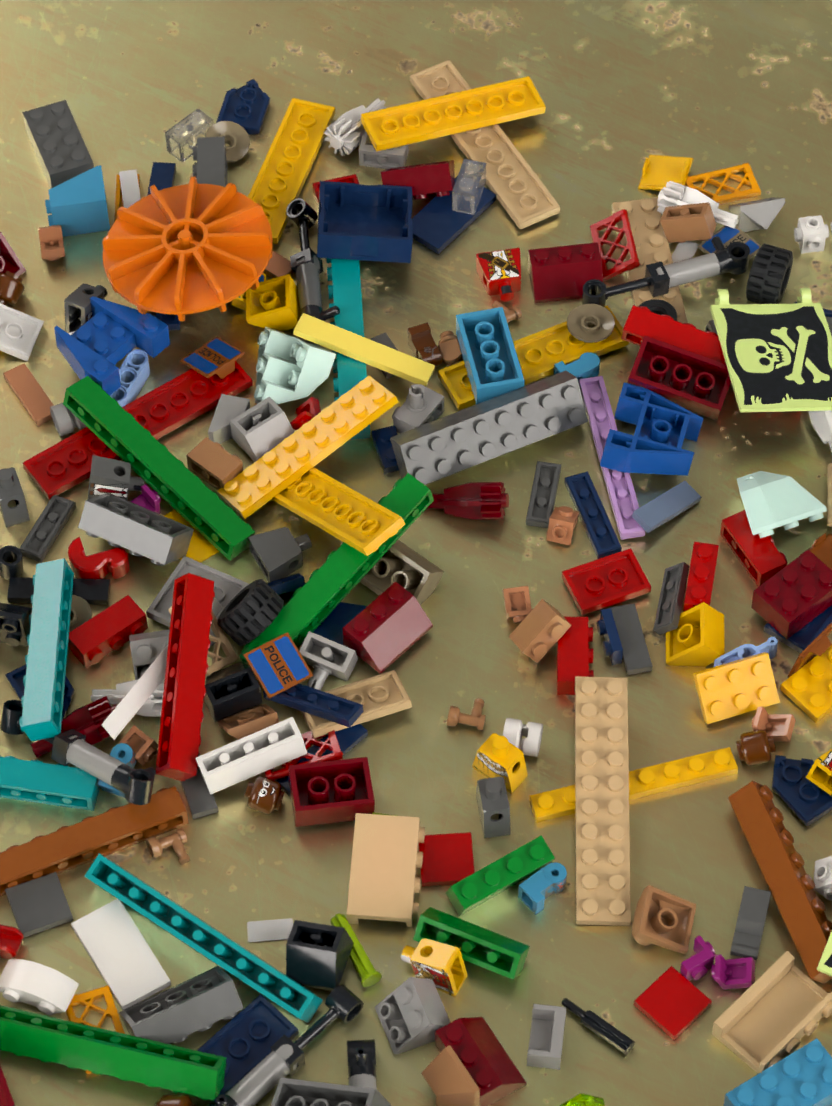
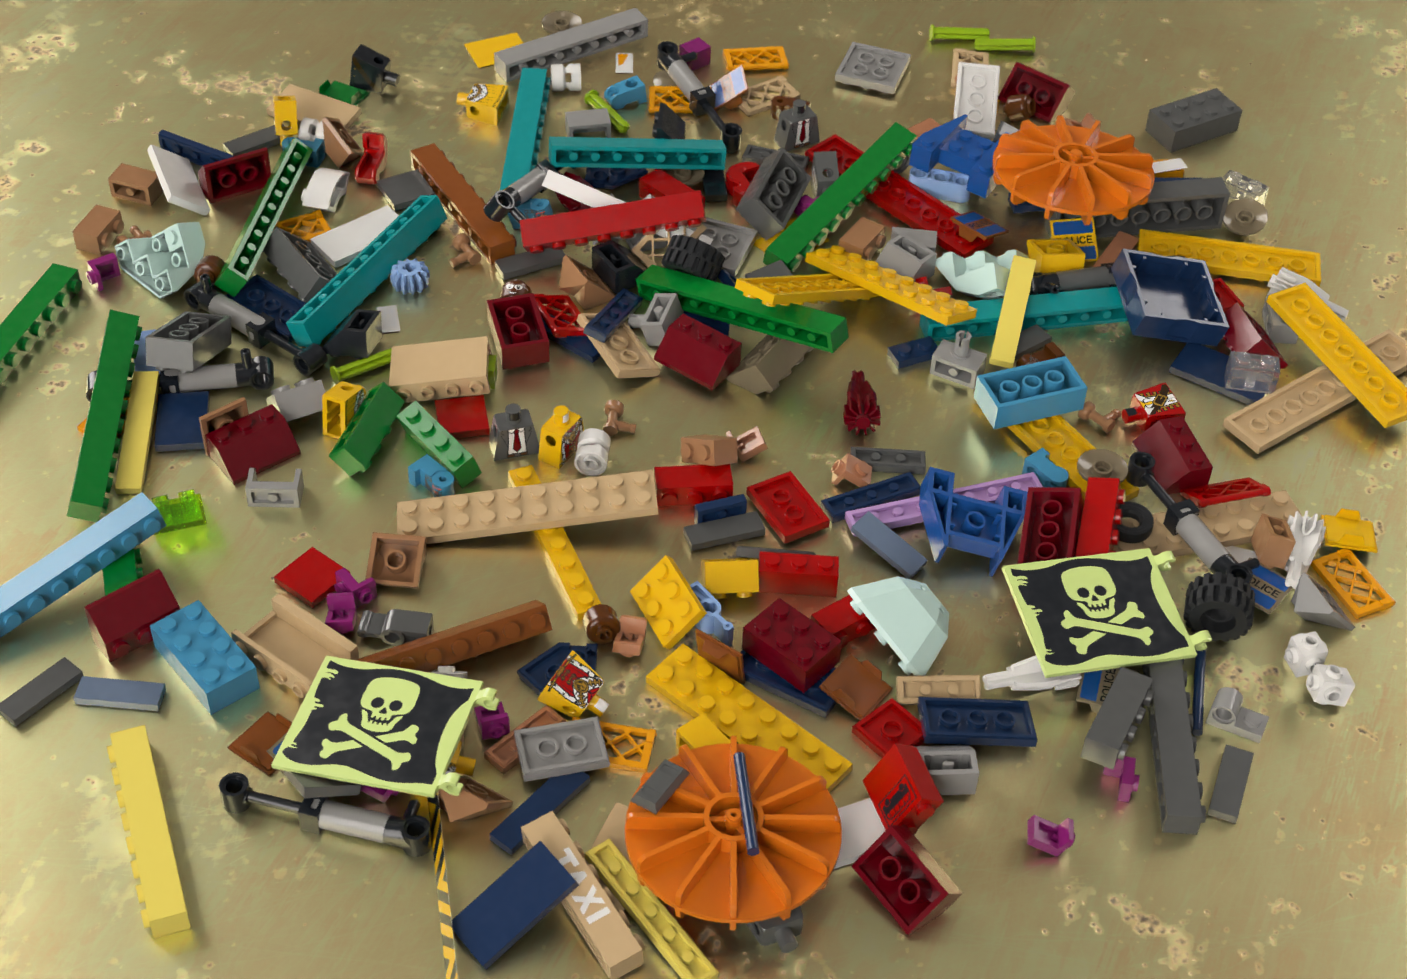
camera: 80 degrees right, 10 degrees down
(79, 204) = (1122, 118): dark azure slope -> none
(215, 891) = (409, 276): none -> light blue gear
(245, 107) = (1296, 229): dark blue tile -> none
(251, 755) = (544, 274): white brick -> none
(278, 665) = (638, 279): piece -> none
(490, 428) = (944, 403): brick -> none
(601, 1027) = (285, 527): black axle -> none

